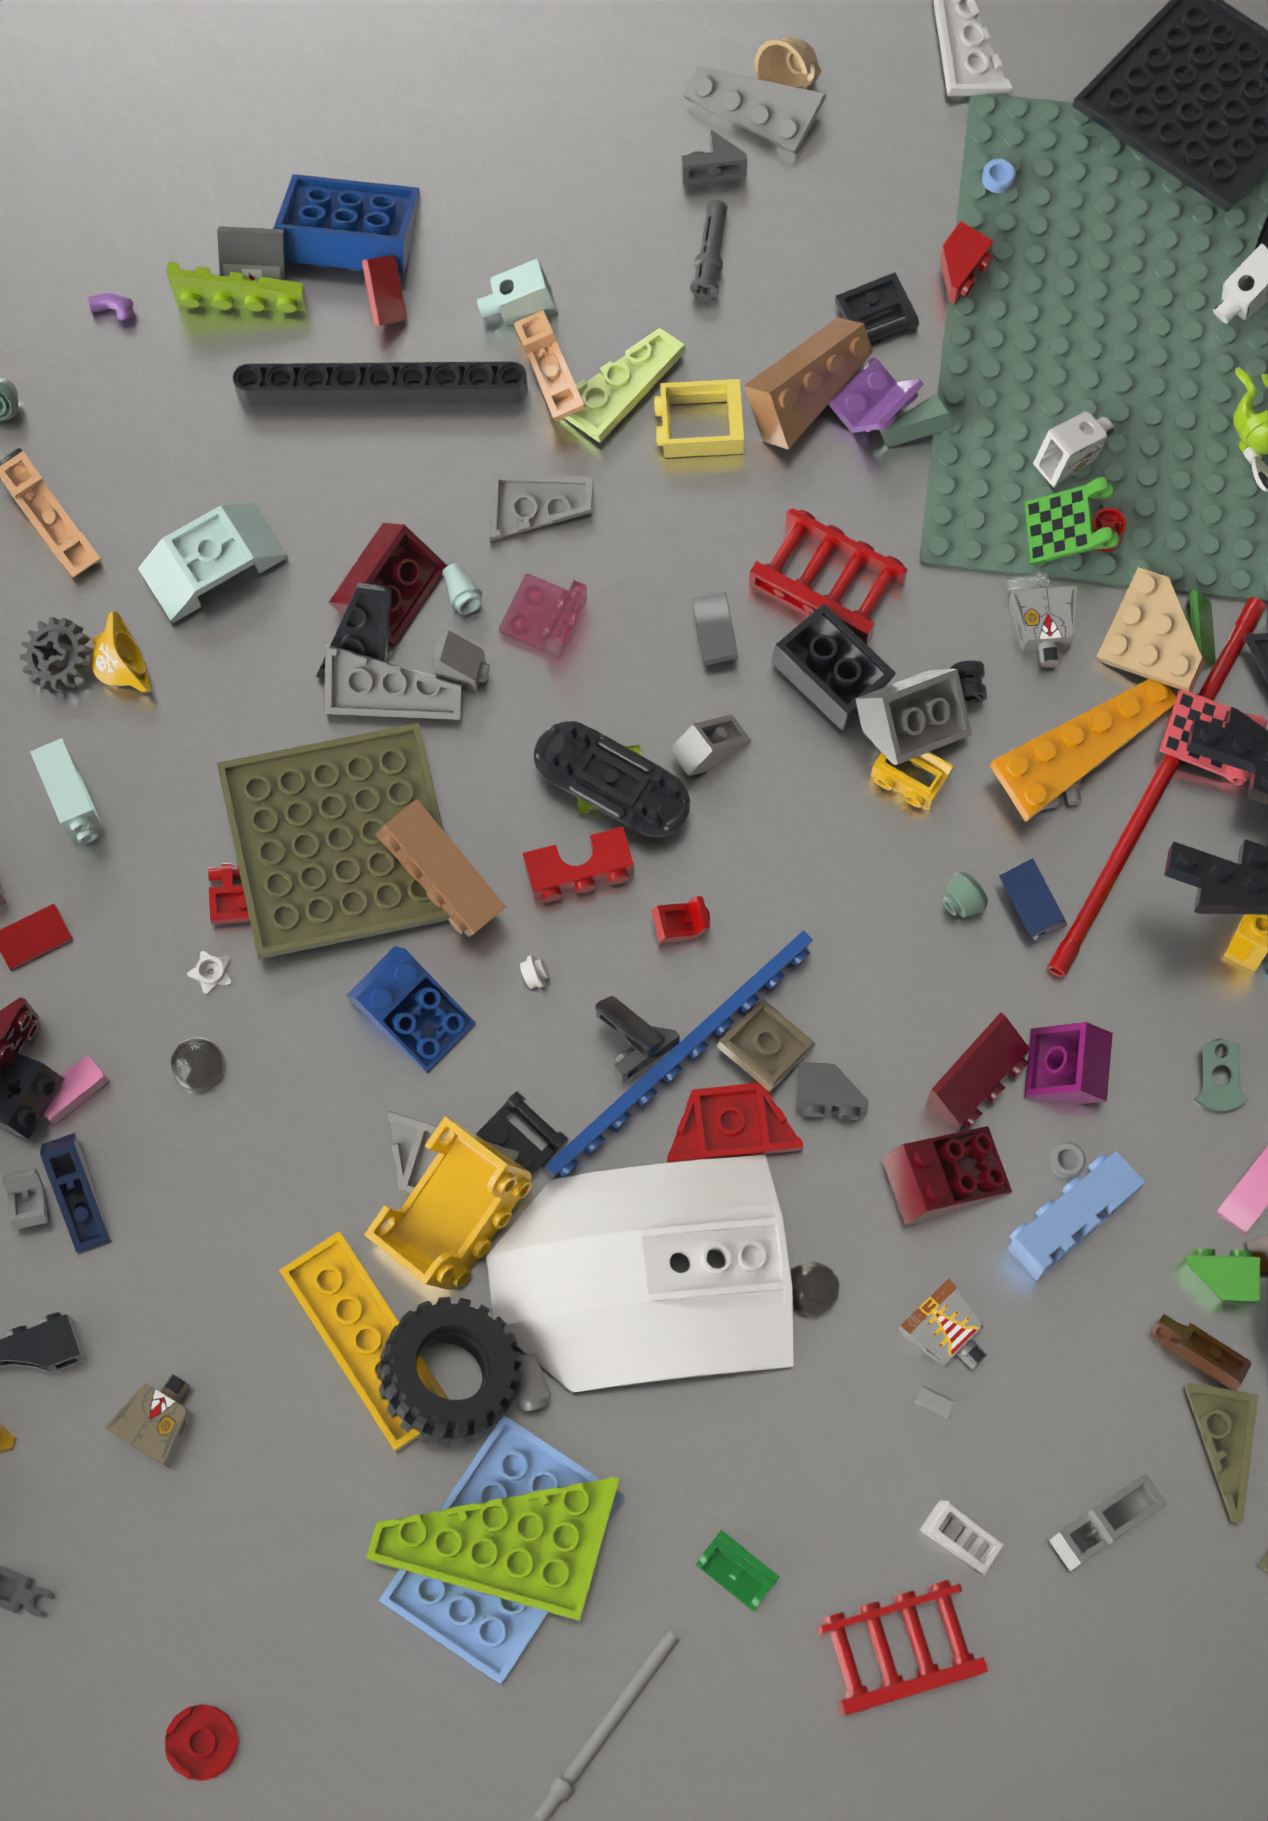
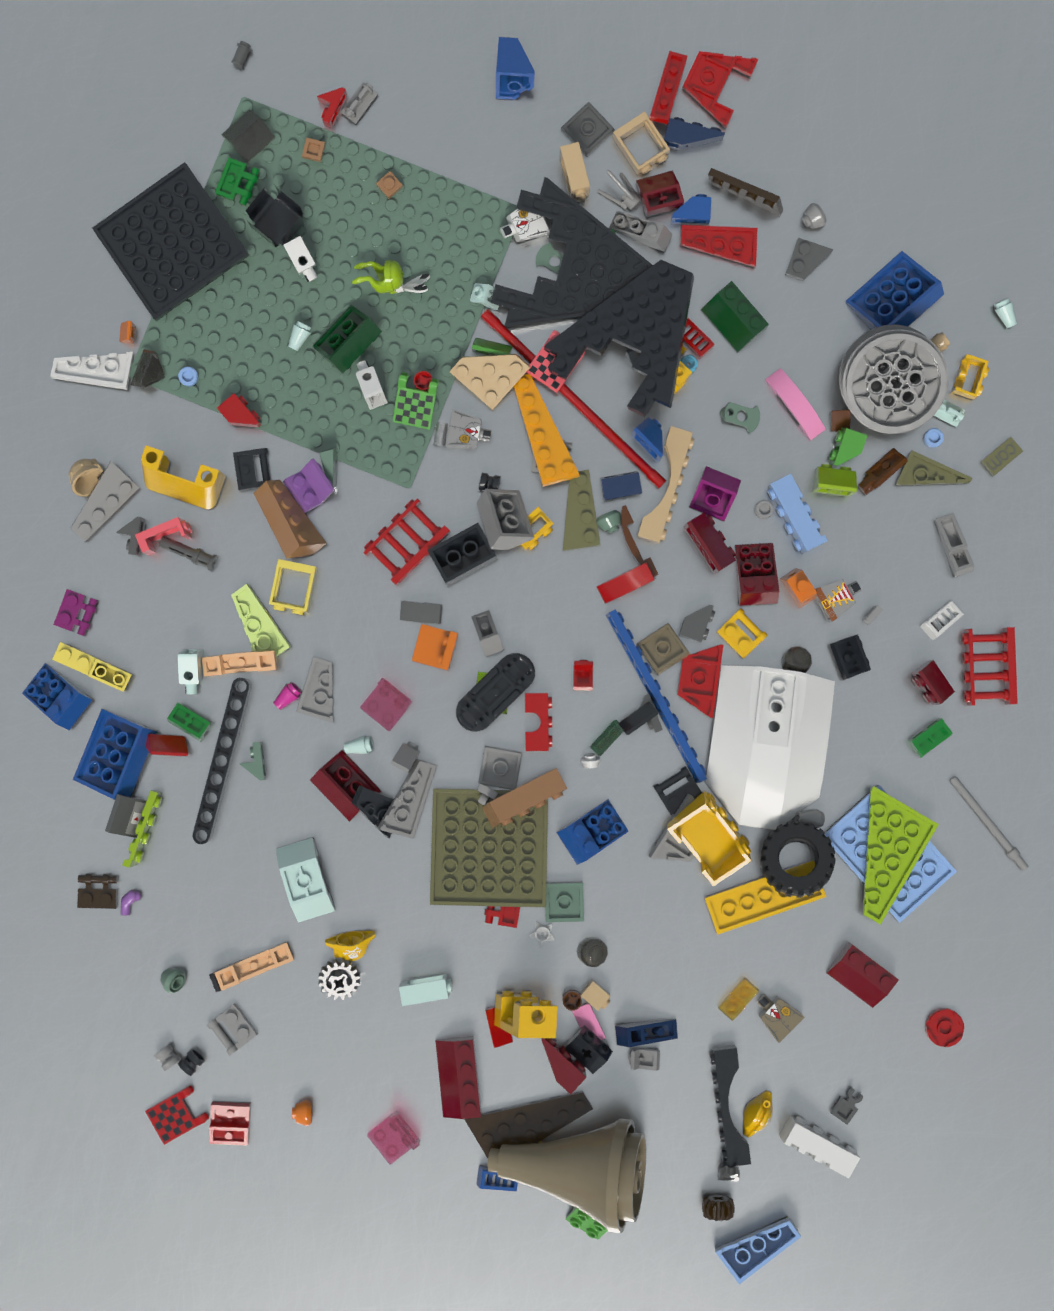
camera: 80 degrees left, 15 degrees up
(44, 959) = (526, 1018): none -> yellow plate
(100, 1041) = (570, 1002): none -> reddish brown wheel
(108, 257) = (97, 897): none -> dark brown plate
(122, 1086) = (595, 995): none -> tan brick
(171, 1342) = (738, 998): none -> clear yellow slope
(265, 1556) = (862, 975): none -> dark red slope
(274, 992) = (564, 902): none -> sand green plate
(386, 440) = (257, 767): none -> sand green slope
(419, 117) = (57, 697): none -> blue slope
(431, 316) = (188, 721): none -> green hinge
(434, 803) = (486, 793): none -> light grey tile
(483, 151) = (92, 666): none -> light yellow slope
(484, 824) = (500, 768): none -> light grey plate
(516, 456) = (287, 695): none -> dark pink cone
(565, 103) = (70, 609): none -> magenta plate
(578, 987) = (606, 738): none -> clear green slope
(662, 668) = (435, 647): none -> orange bracket
(717, 178) = (155, 533): none -> coral panel
(823, 1171) = (737, 638): none -> yellow plate
(830, 163) = (198, 493): none -> yellow windscreen
(841, 1544) = (932, 682): none -> dark red slope
(845, 1380) = (850, 657): none -> black bracket
(866, 949) = (626, 582): none -> red slope
(939, 851) = (581, 519): none -> olive wing
(943, 1255) = (799, 587): none -> orange torso
(970, 923) = (626, 520): none -> reddish brown slope
(983, 972) = (676, 447): none -> tan arch
(988, 115) = (148, 370): none -> clear smoke slope
(1041, 75) = (127, 332): none -> orange slope
(1121, 320) = (299, 334): none -> light aqua cone
(1134, 924) = (650, 437): none -> blue slope
(1138, 395) = (347, 338): none -> dark green slope
(1157, 1267) = (835, 481): none -> lime slope

